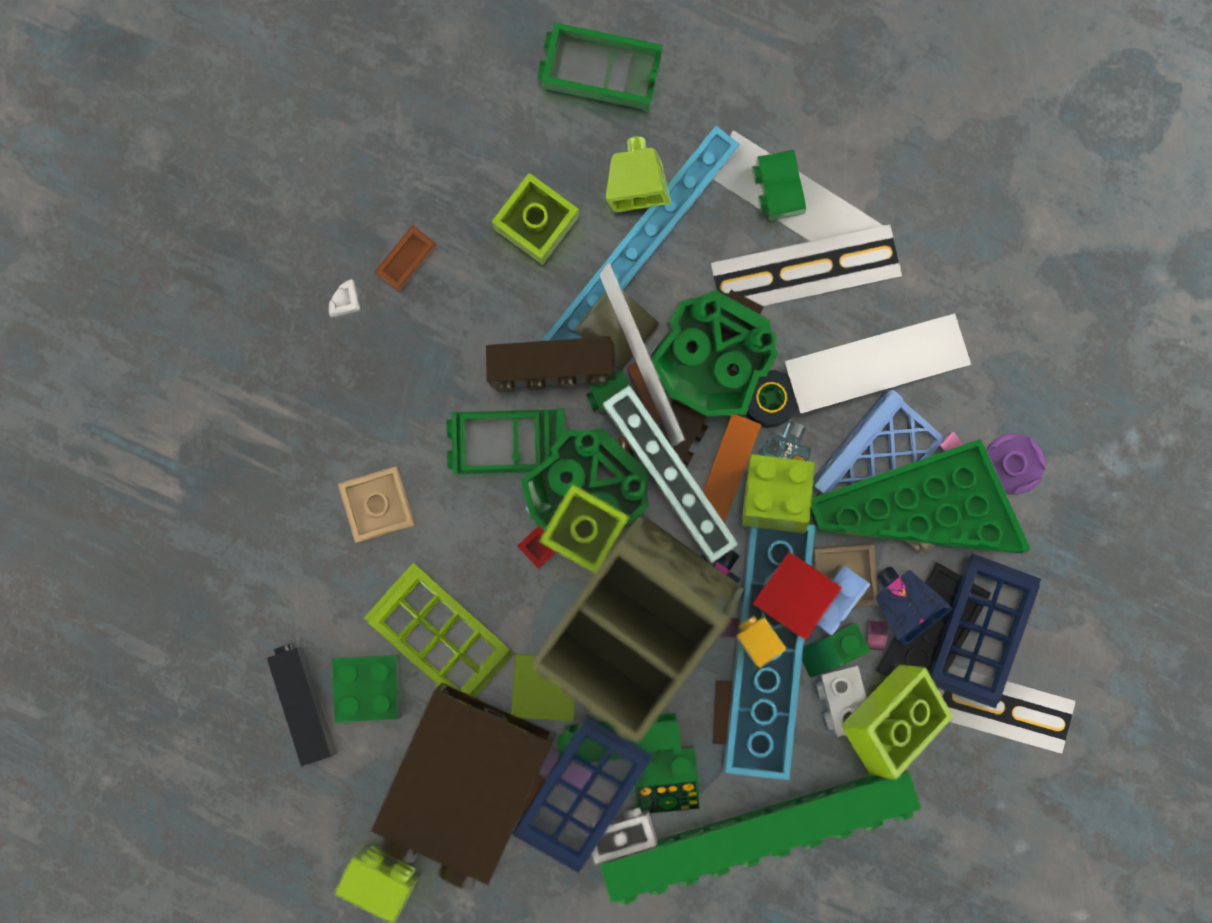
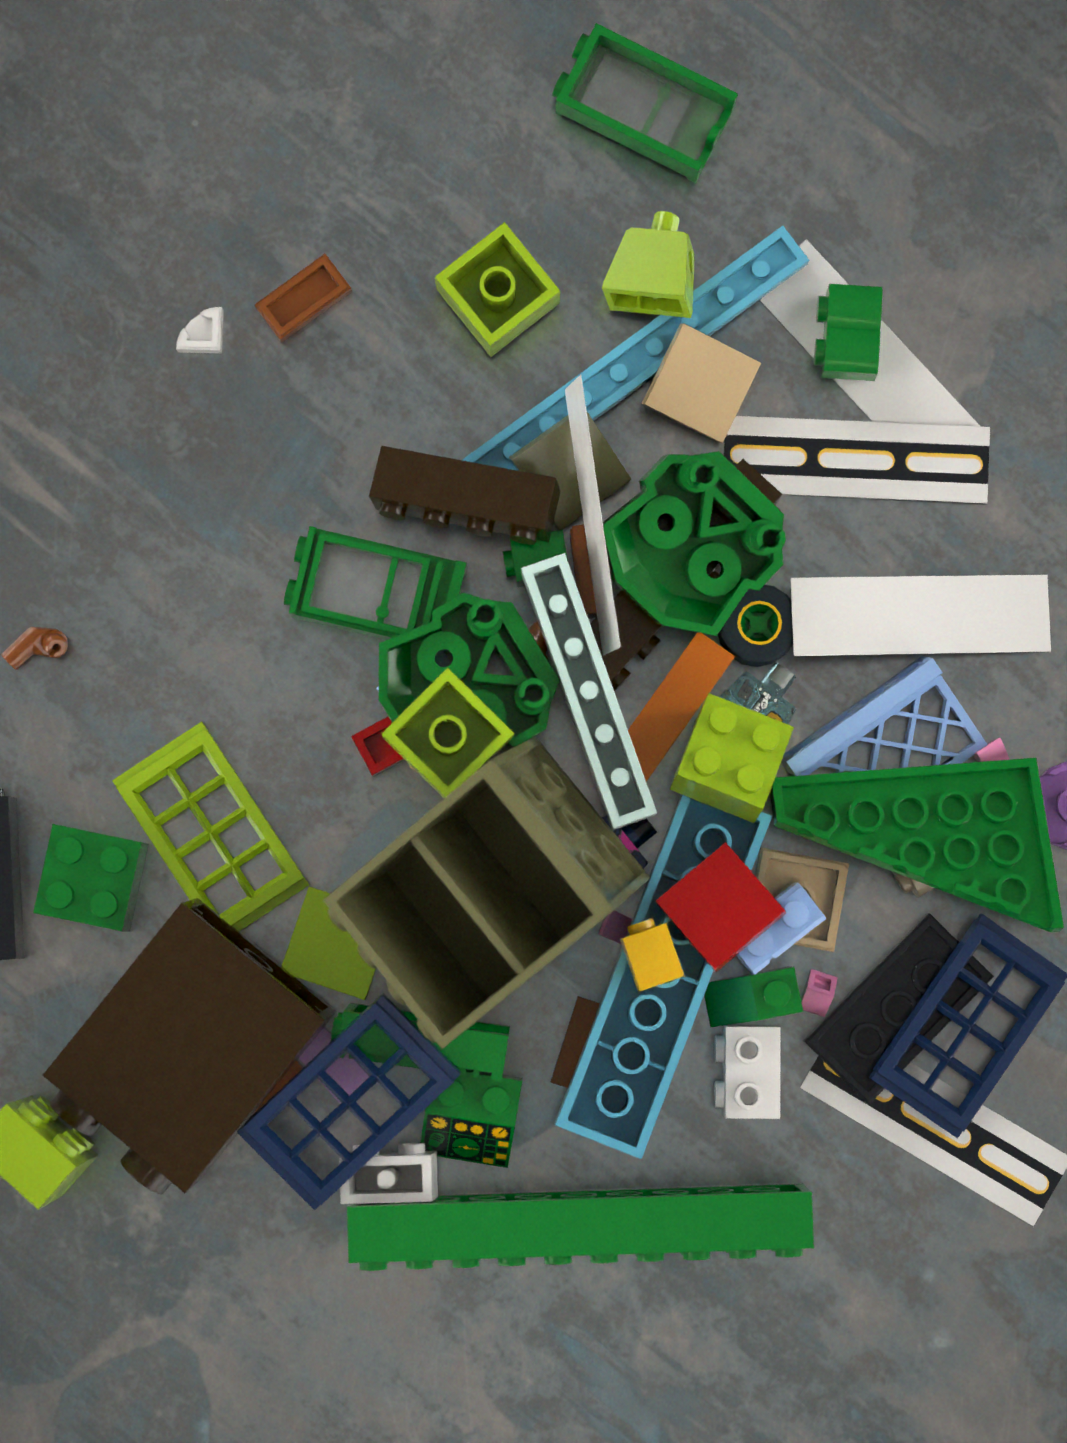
camera: 10 degrees right, 0 degrees up
(287, 538) = (36, 641): none -> dark orange arm
(376, 504) = (172, 628): tan tile -> none
(689, 246) = (701, 383): none -> tan tile
(897, 721) = (813, 1118): lime brick -> none
(909, 604) = (874, 961): dark blue torso -> none

